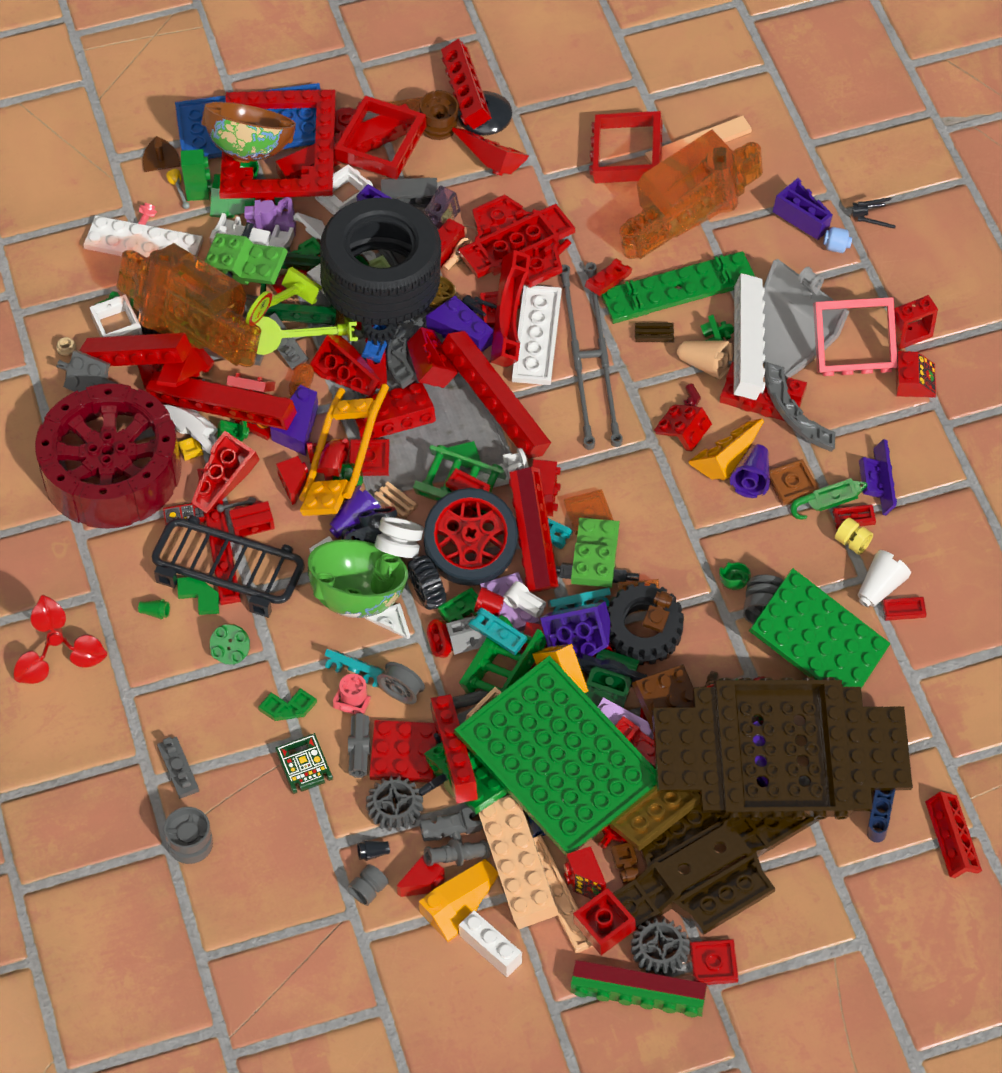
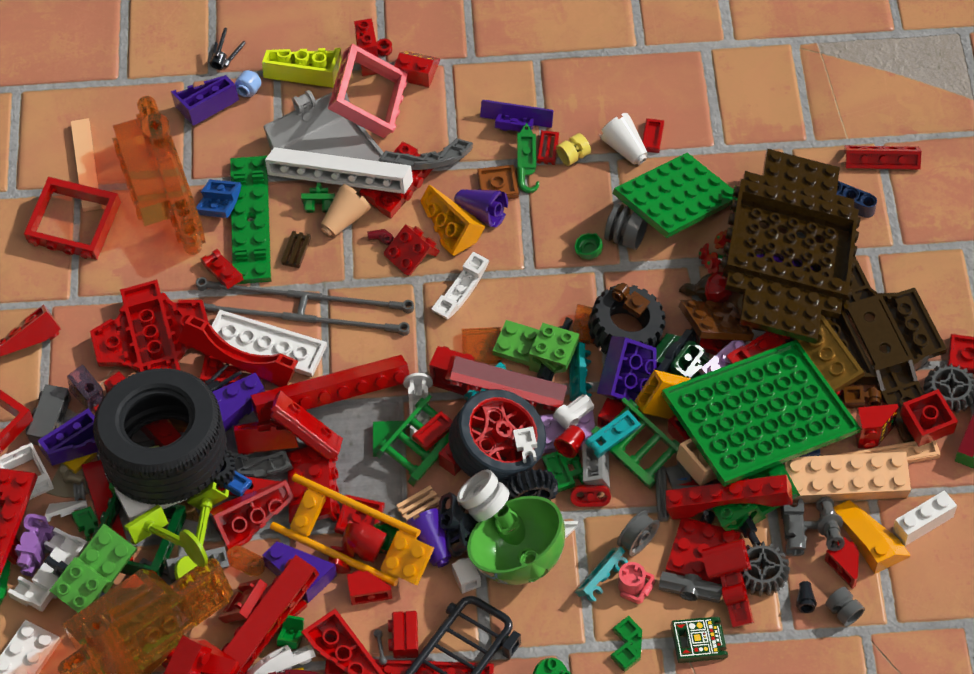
camera: 75 degrees left, 0 degrees up
(384, 767) = (728, 563): none -> red plate
(438, 378) = (305, 426): none -> red container
(463, 555) = (525, 442): none -> white plate
(648, 478) = (462, 287): none -> white slope
(689, 254) = (218, 198): none -> blue slope
(874, 276) = (302, 66): none -> neon yellow wedge
(929, 348) = (386, 42): none -> red bush

